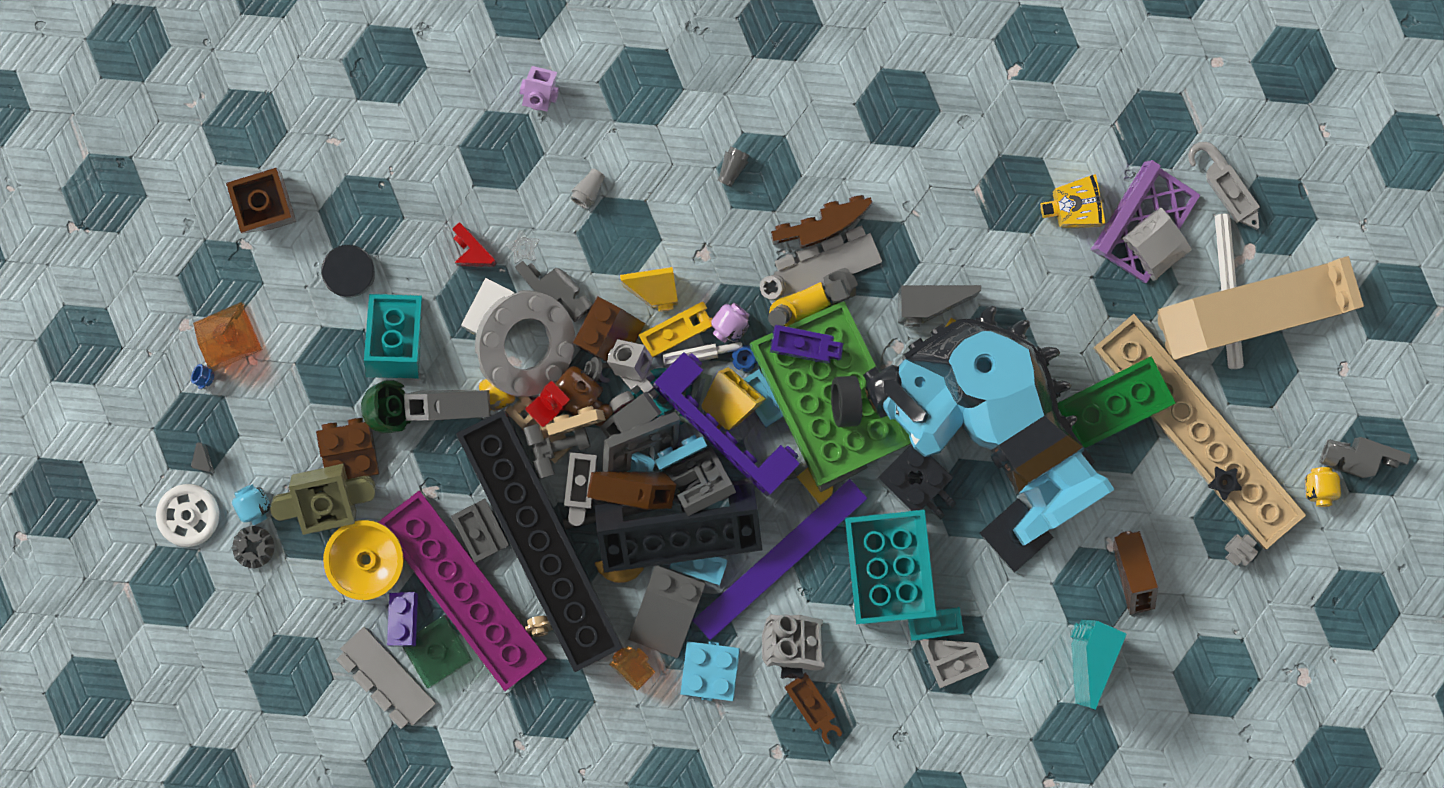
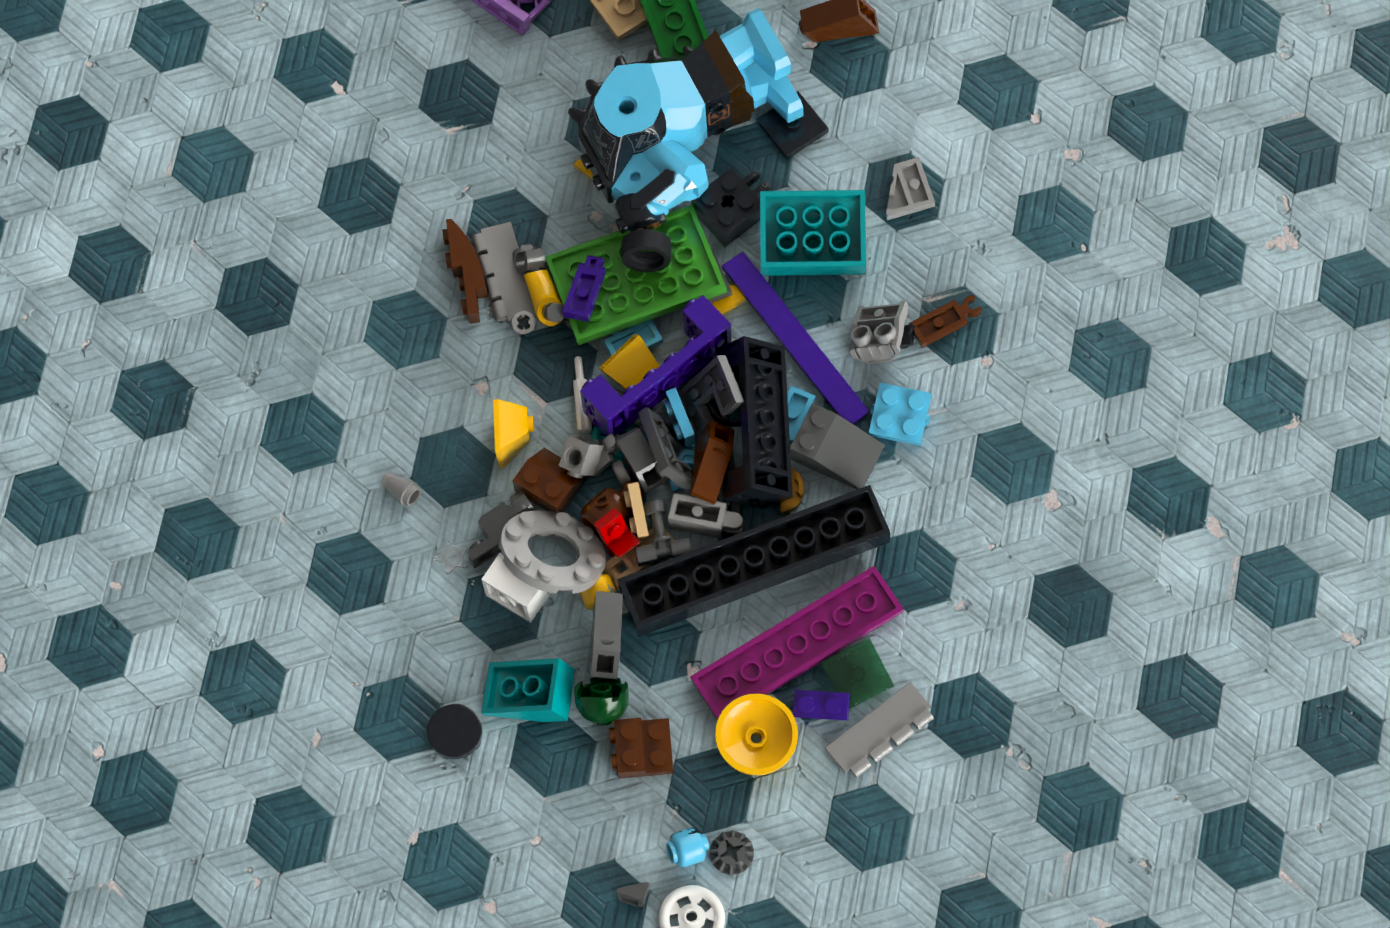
camera: 80 degrees left, 15 degrees down
(202, 376) = (546, 888): blue plate -> none
(226, 337) = (507, 862): clear orange slope -> none
(261, 201) = (371, 808): reddish brown slope -> none
(323, 509) = (700, 764): olive brick -> none
(476, 254) = (451, 600): red slope -> none
(480, 530) = (737, 621): dark grey plate -> none
(538, 626) = (840, 571): tan plate -> none
(539, 89) = (292, 523): lavender brick -> none
(594, 369) = (584, 494): dark grey plate -> none
(632, 666) = (890, 483): clear orange brick -> none
(676, 330) = (554, 414): yellow plate -> none
(730, 323) = (554, 363): lavender head -> none
(732, 166) = (396, 349): dark grey cone -> none
(739, 363) = (588, 349): blue plate -> none
(924, 302) = (556, 183): dark grey slope -> none
(944, 624) = (874, 202): teal plate -> none
(1076, 204) = (477, 40): yellow torso -> none
(1093, 657) = (921, 53): teal slope -> none

